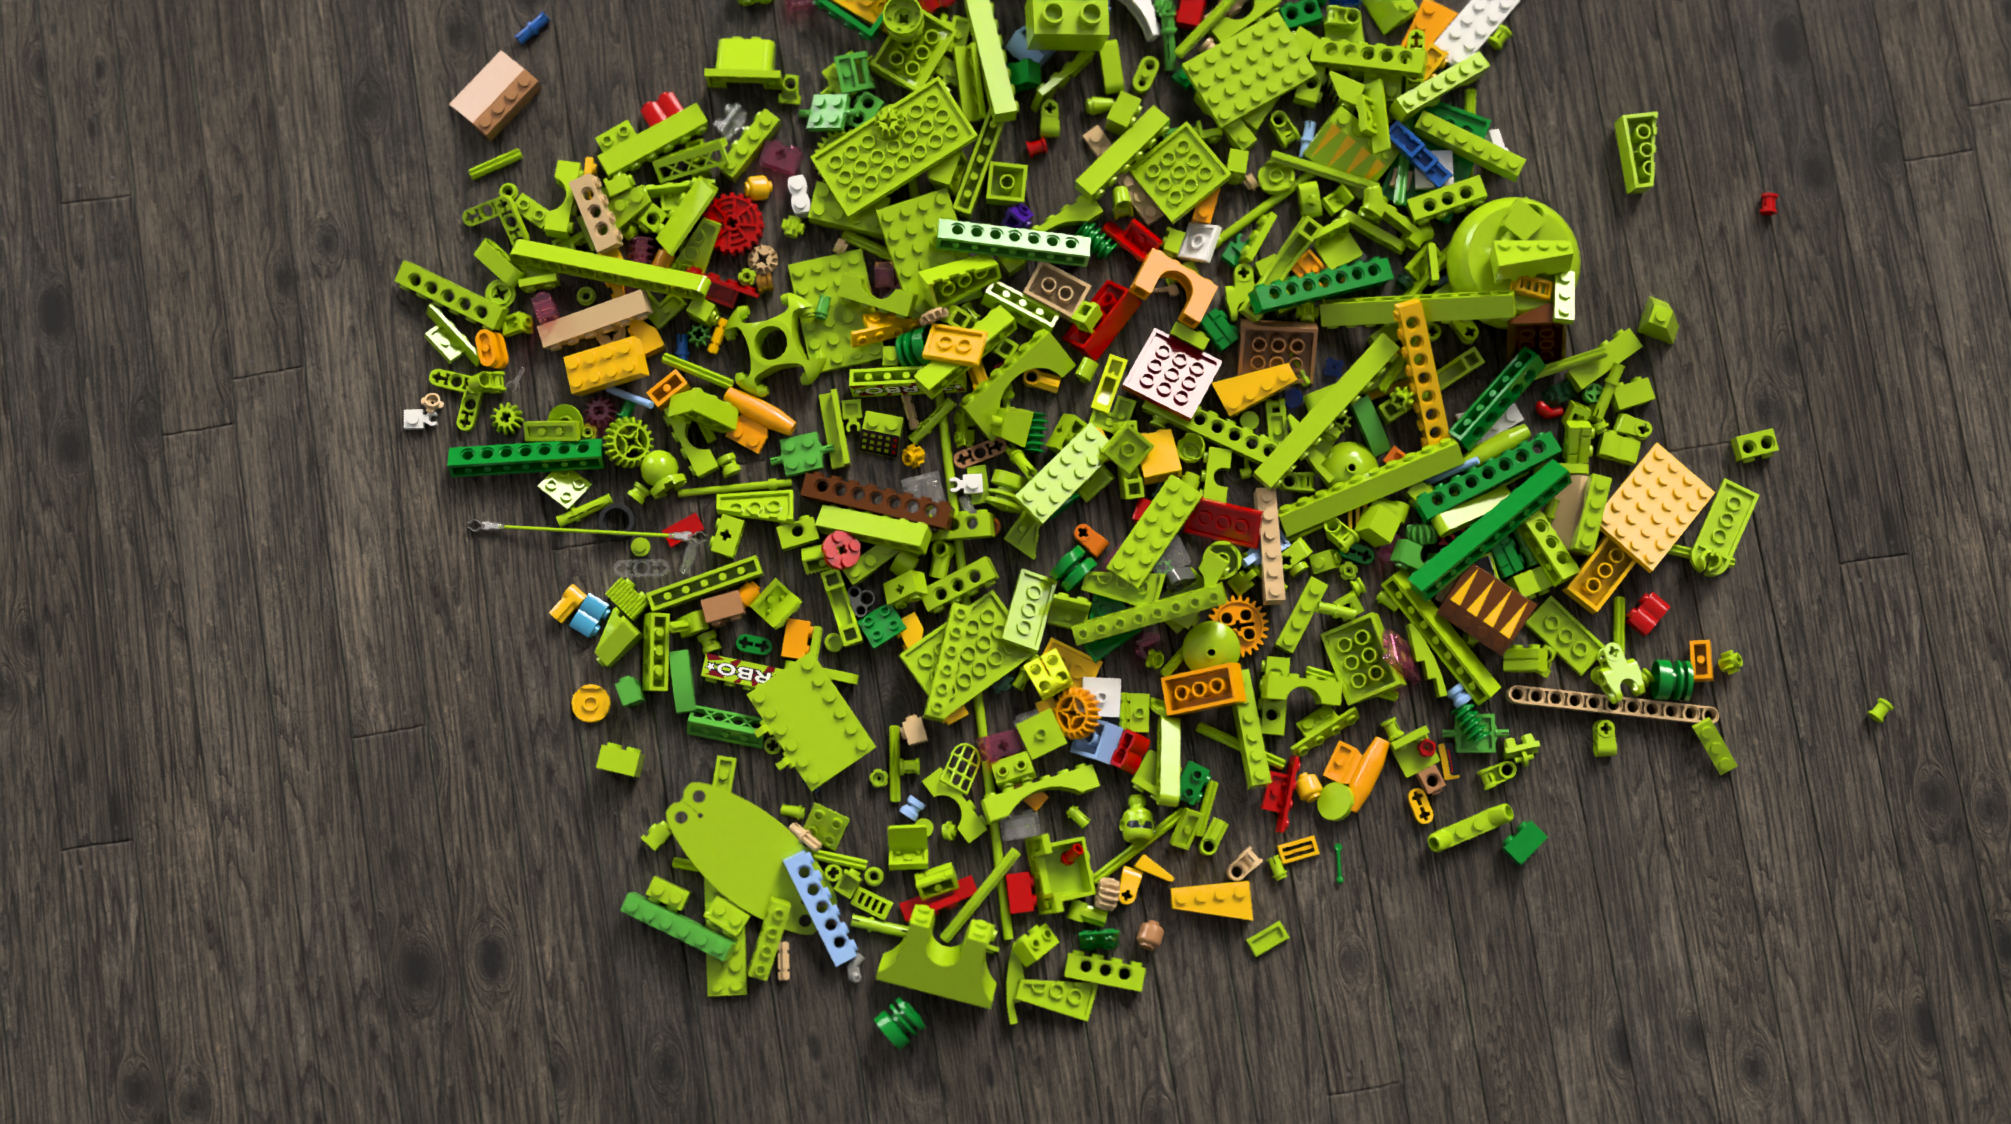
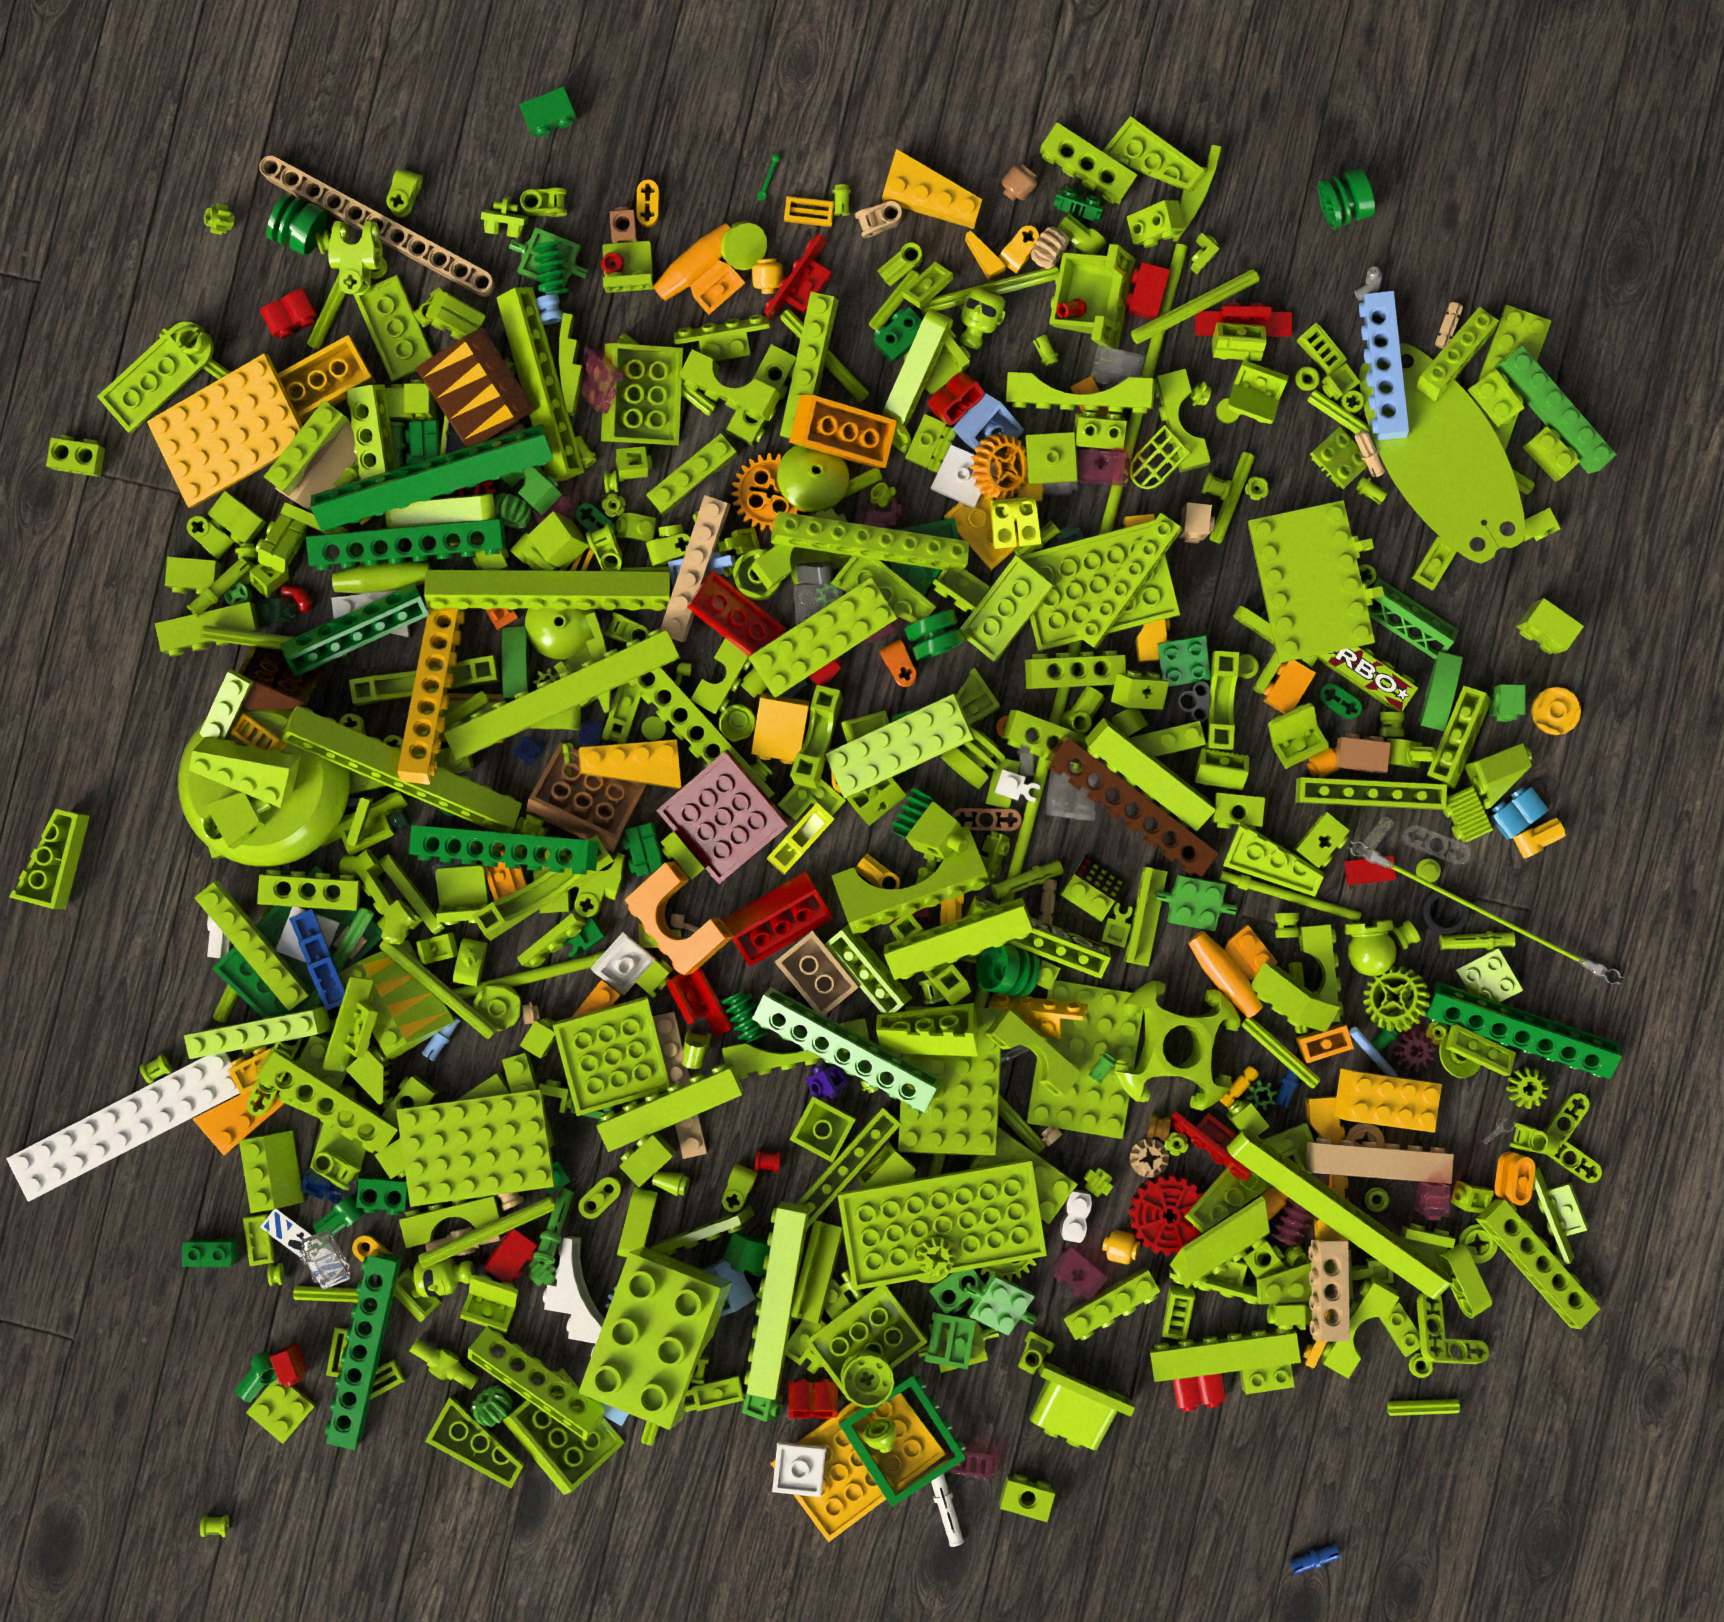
camera: 150 degrees left, 5 degrees up
(416, 419) = (1632, 1131): white plate -> none
(432, 397) = (1605, 1150): tan plate -> none
(496, 95) = (1391, 1492): slope -> none
(692, 152) = (1186, 1321): lime fence -> none
(733, 122) = (1118, 1341): clear hips -> none
(830, 551) = (1185, 764): plate -> none
(879, 926) = (1325, 320): lime pin -> none
(884, 274) = (1014, 1078): clear pink brick -> none
(912, 808) = (1232, 437): light blue wheel -> none
(913, 456) = (1066, 846): yellow gear -> none
(933, 316) = (979, 996): tan gear -> none
(937, 969) = (1278, 239): lime piece -> none
(955, 345) = (968, 949): yellow tile -> none
(1018, 457) = (945, 793): lime pin -> none
(1086, 370) = (822, 862): lime piece -> none
(1087, 316) = (795, 926): lime brick -> none
(1127, 448) = (814, 747): lime tile -> none
(1267, 938) = (886, 126): lime tile -> none
(1284, 130) = (463, 1060): lime piece -> none
(1336, 610) = (650, 460): lime pin -> none
(1392, 728) = (642, 302): lime bush -> none
(1406, 399) = (466, 674): lime gear -> none
(1448, 760) = (592, 242): sticker -> none
(1469, 463) = (422, 567): bar -> none
(1470, 827) = (602, 154): lime plate -> none
(1658, 321) = (120, 650): lime slope -> none
(1701, 660) = (251, 233): light orange brick -> none
(1714, 746) = (280, 130): lime plate -> none
(1880, 710) = (71, 94): lime bush -> none

